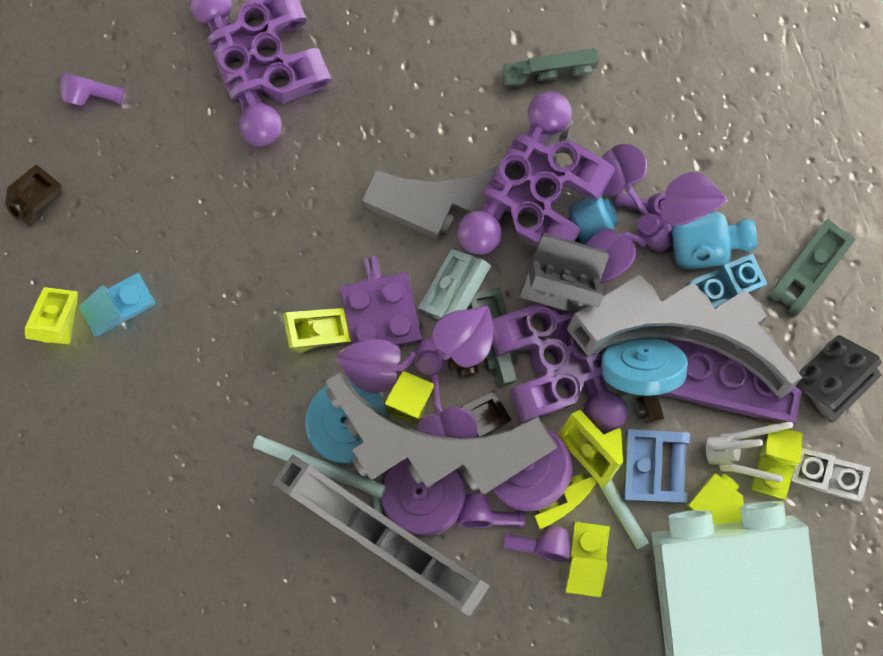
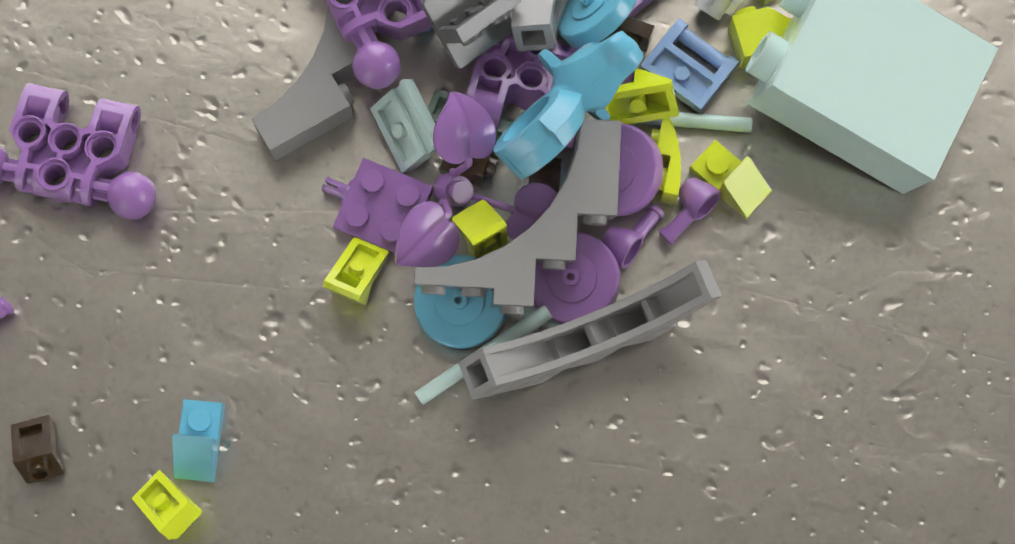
camera: 55 degrees left, 5 degrees down
(520, 396) = (579, 85): none -> medium azure animal

